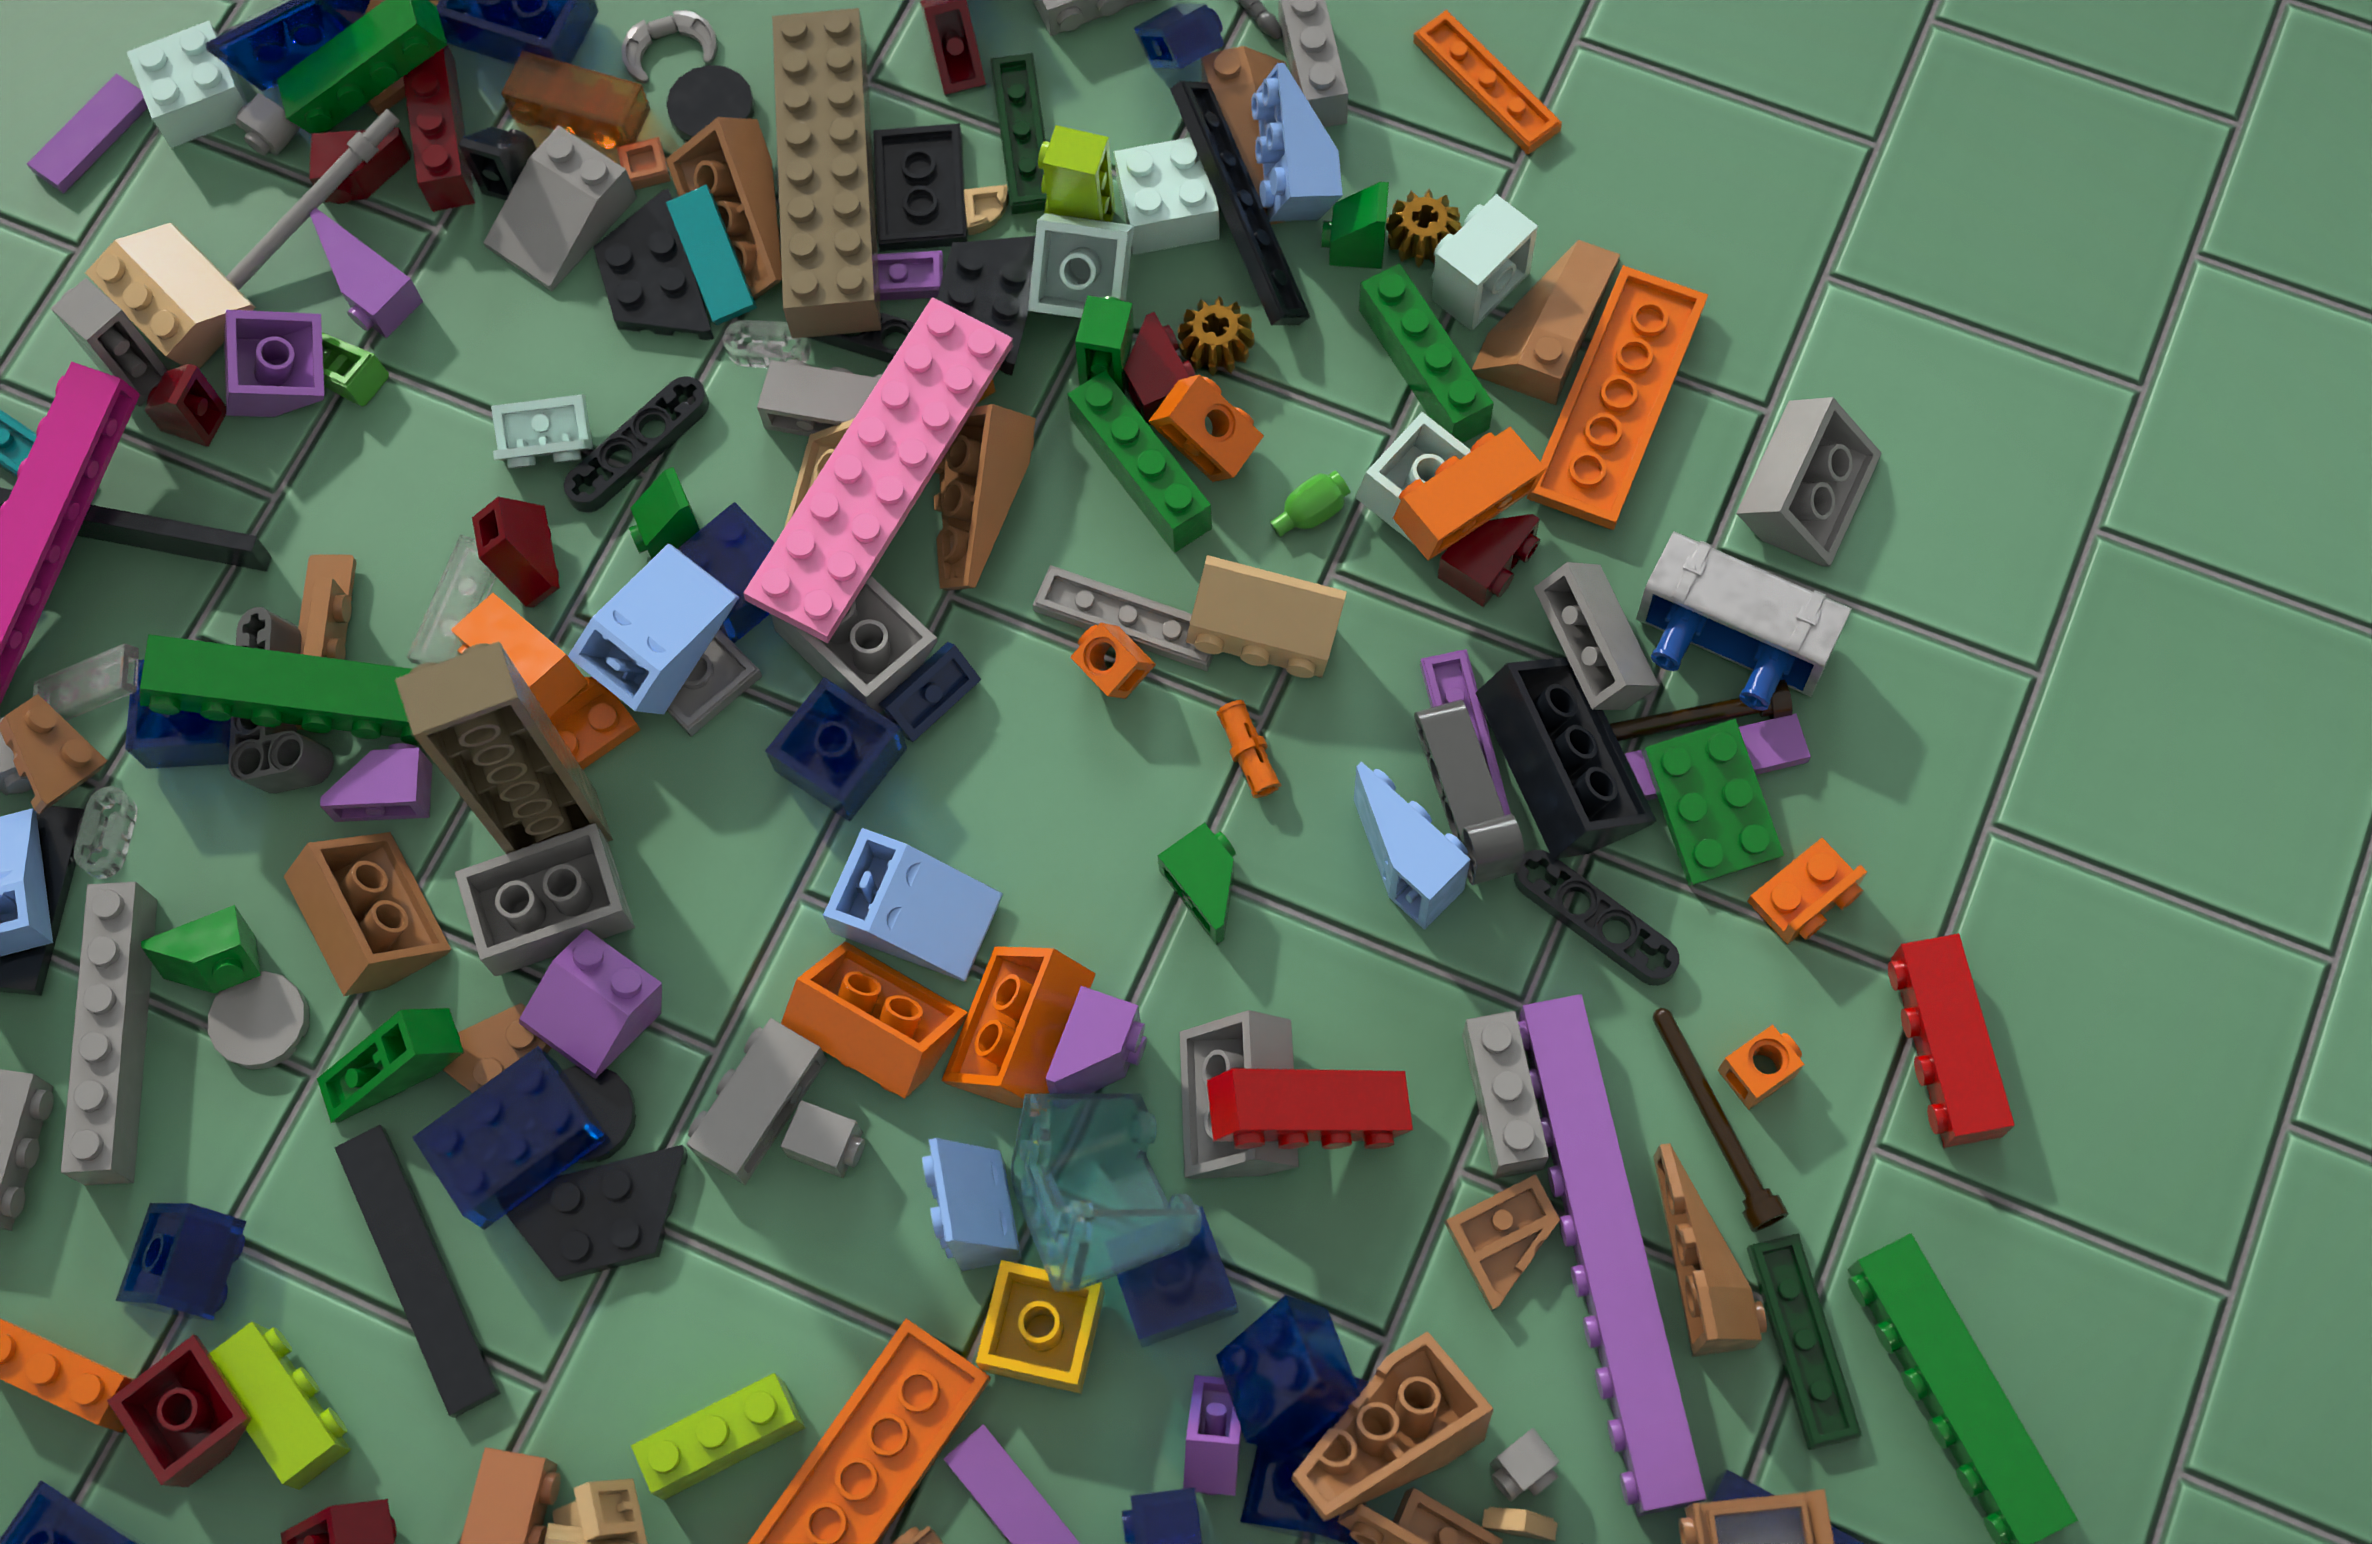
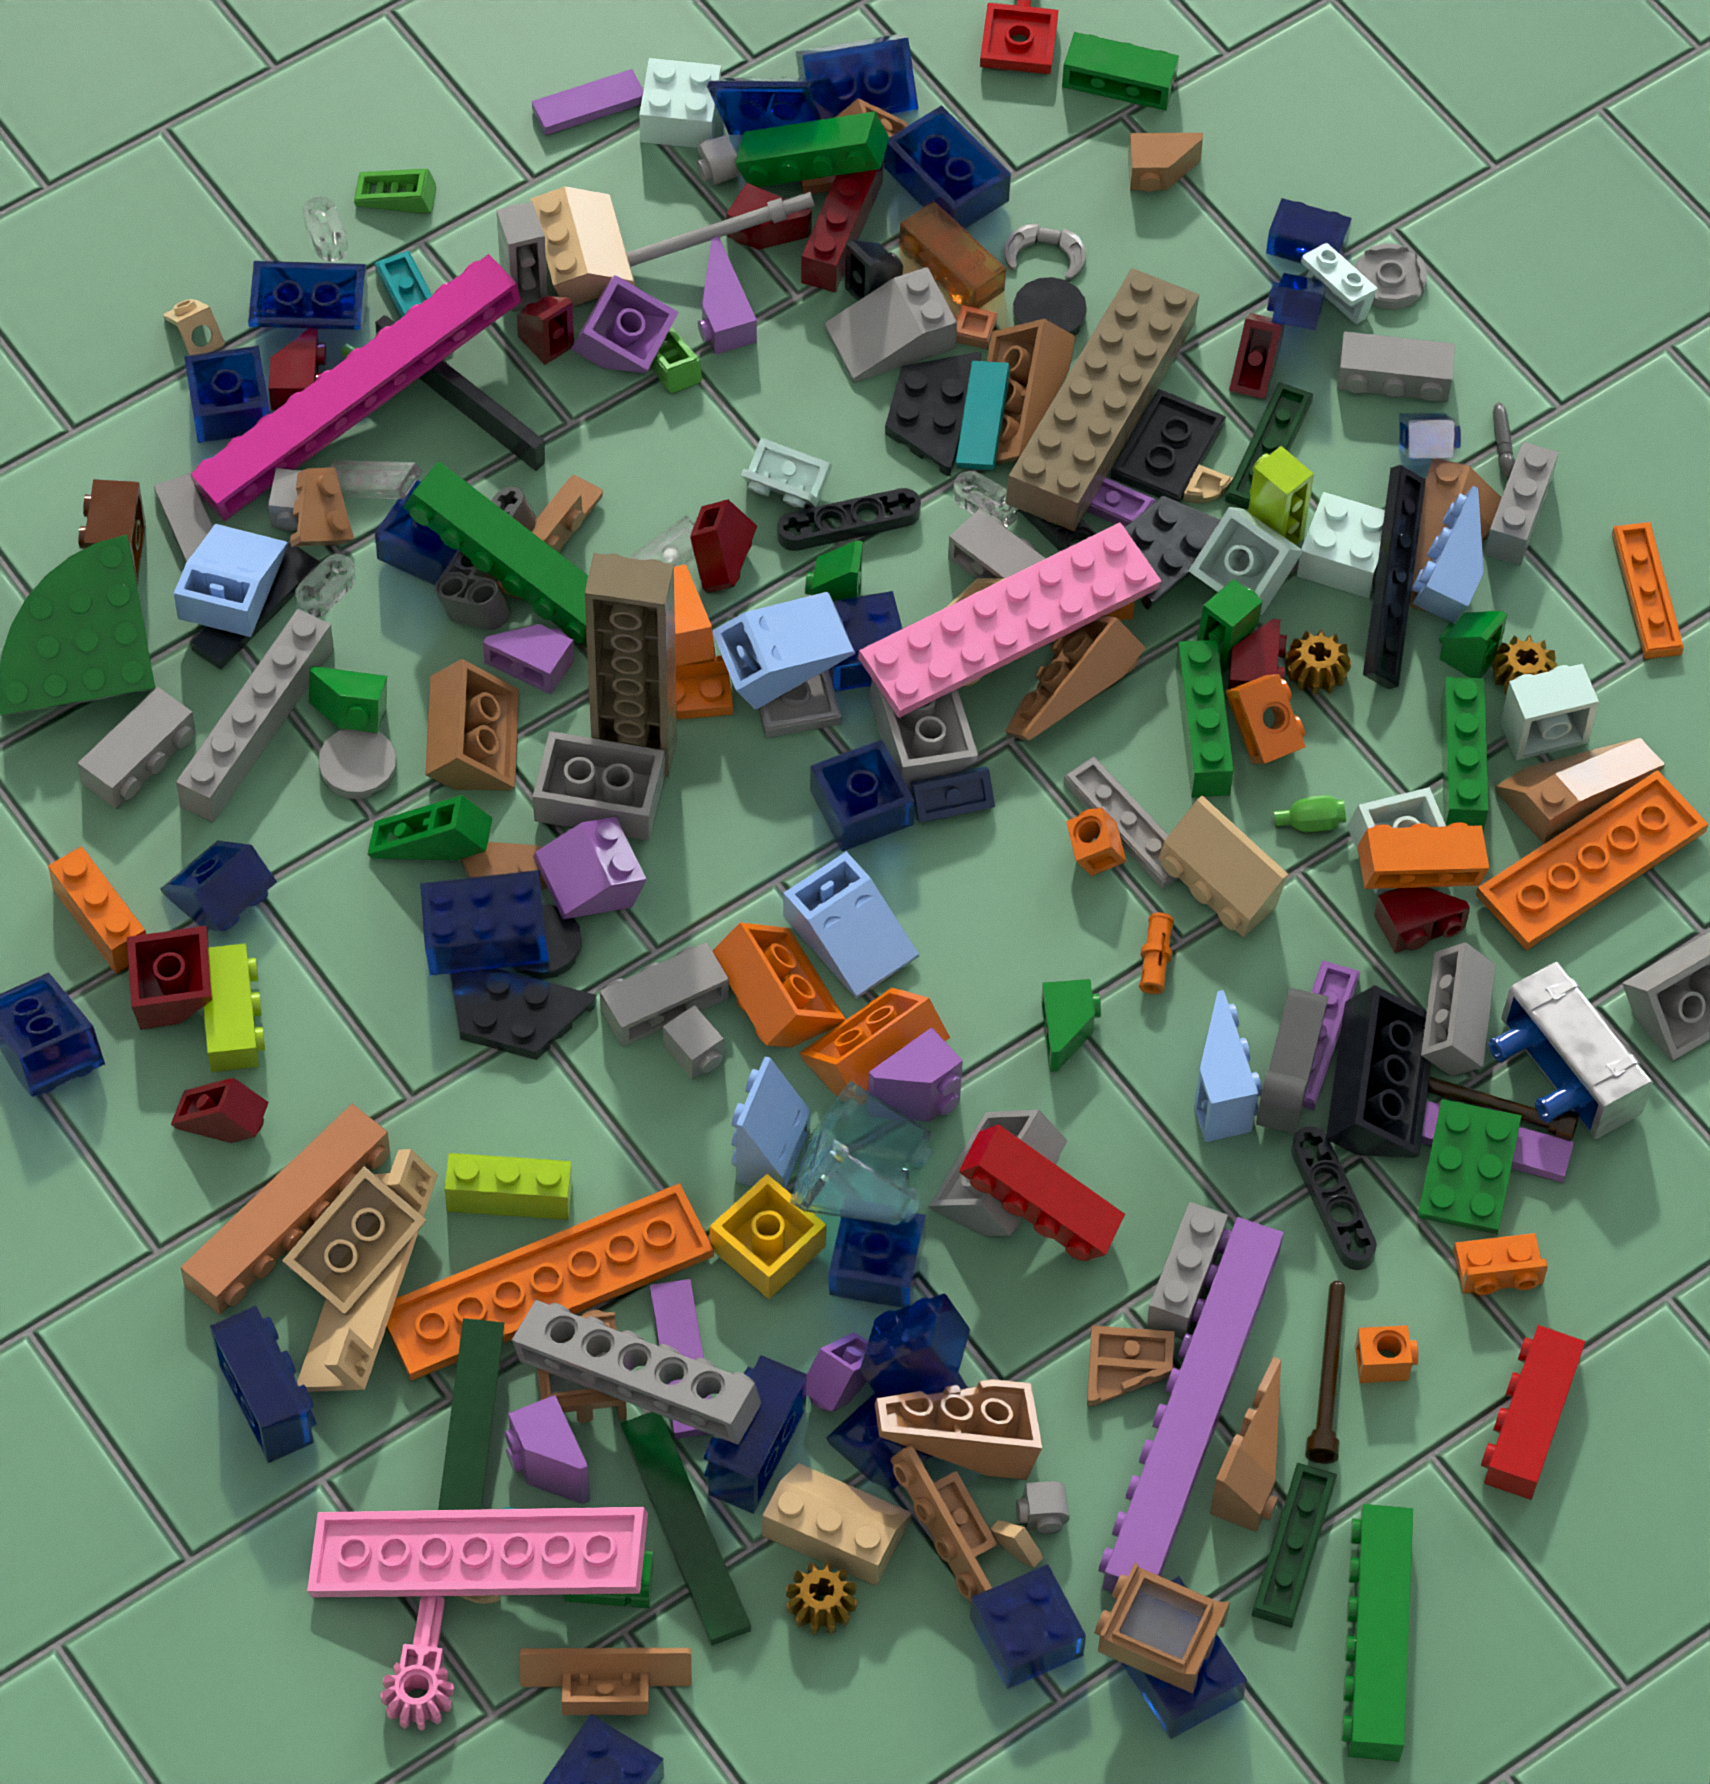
camera: 25 degrees right, 10 degrees down
(417, 1271) = (369, 978): black tile -> none

